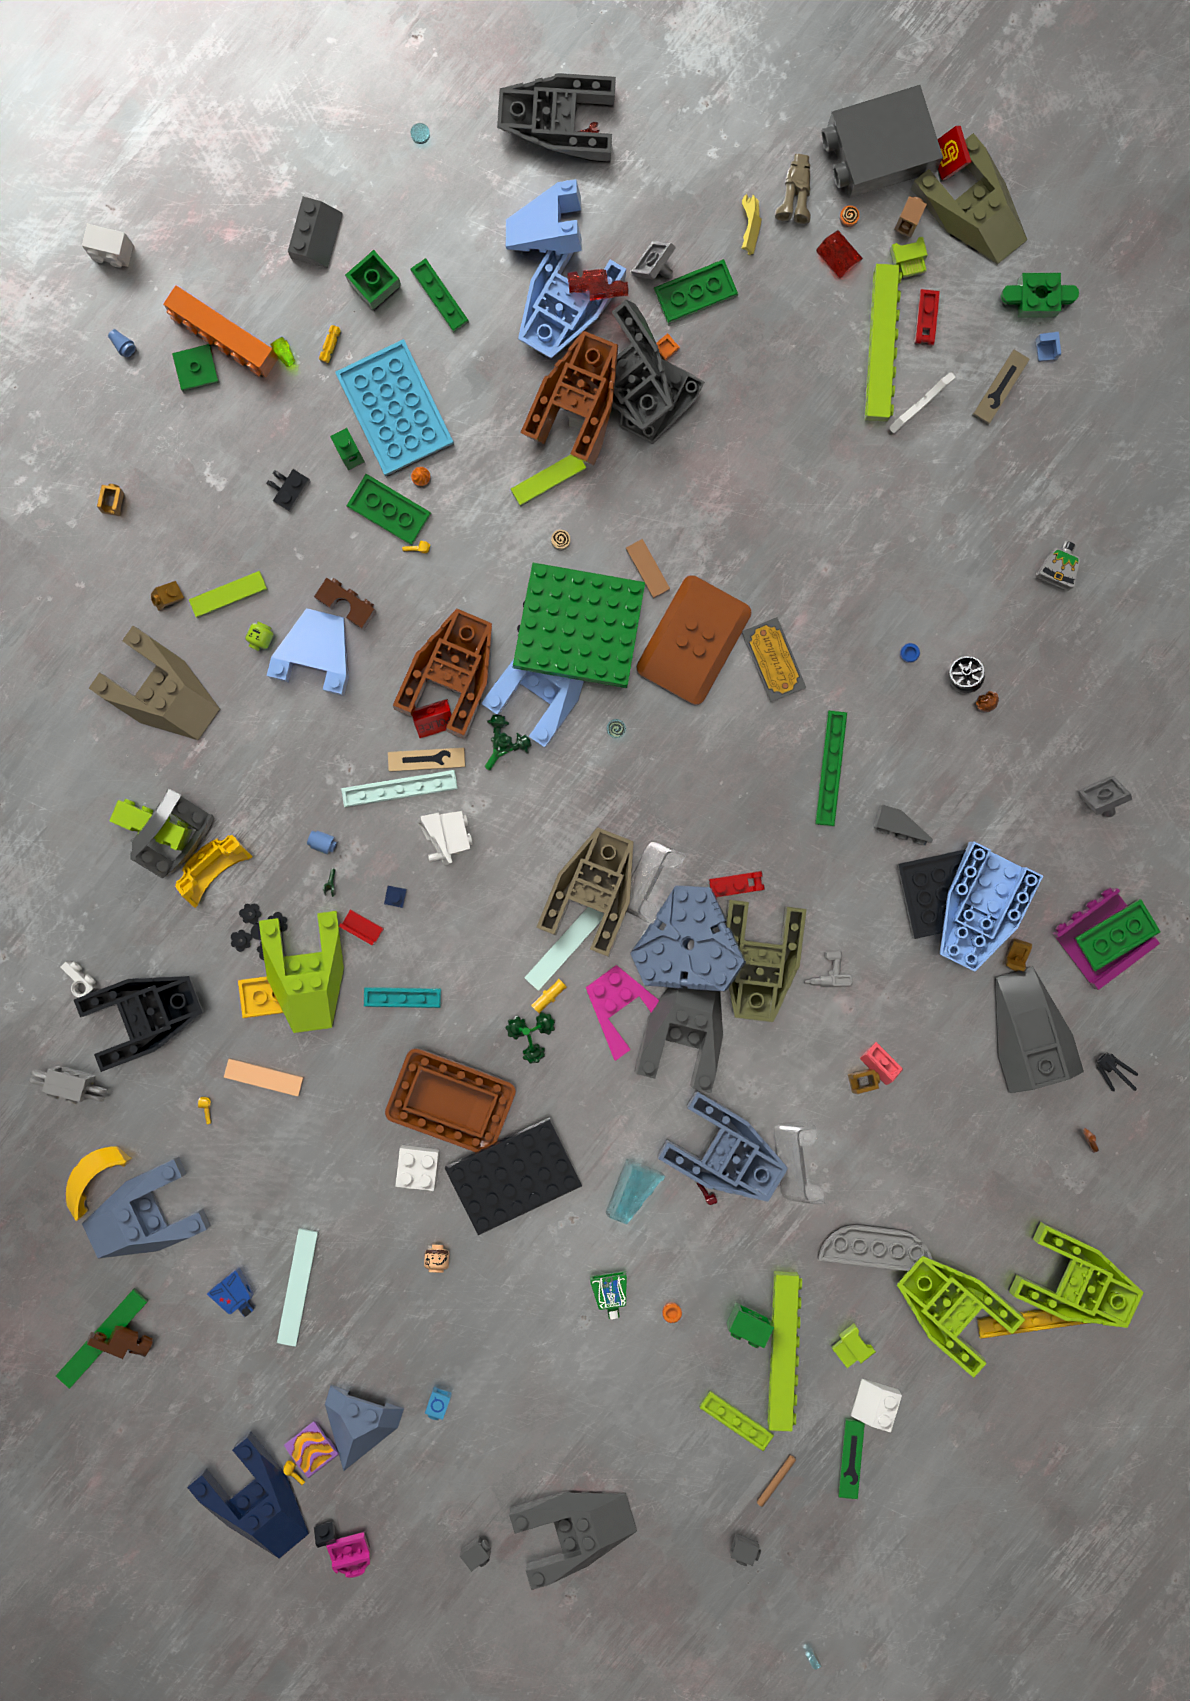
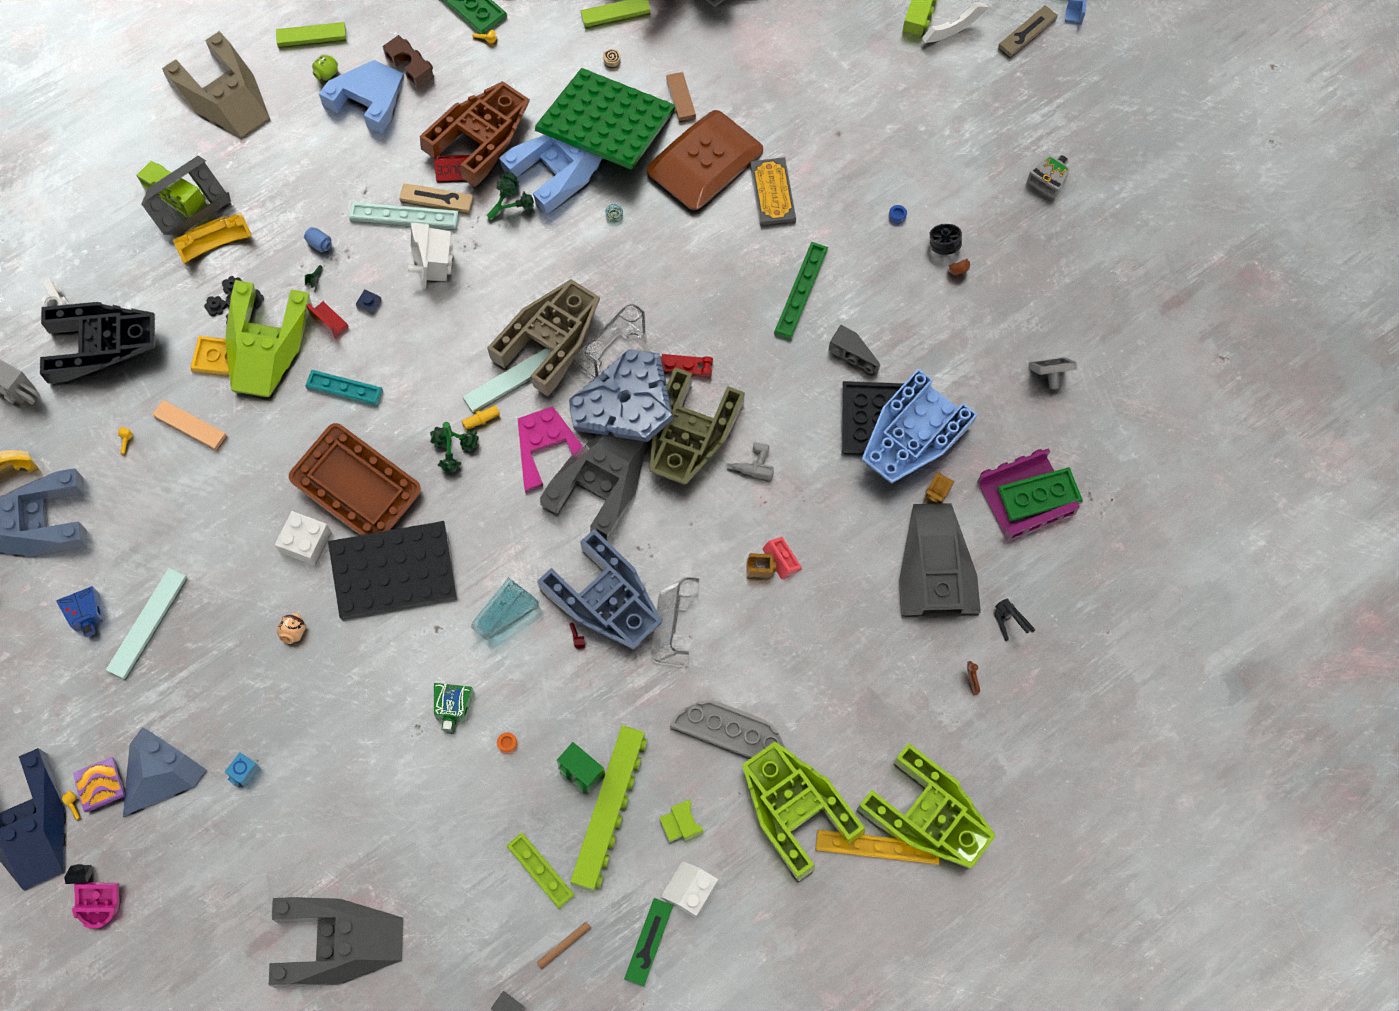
camera: 15 degrees right, 20 degrees down
(166, 595) = (257, 20): pearl gold bracket -> none
(476, 1553) = (225, 936): dark grey brick -> none

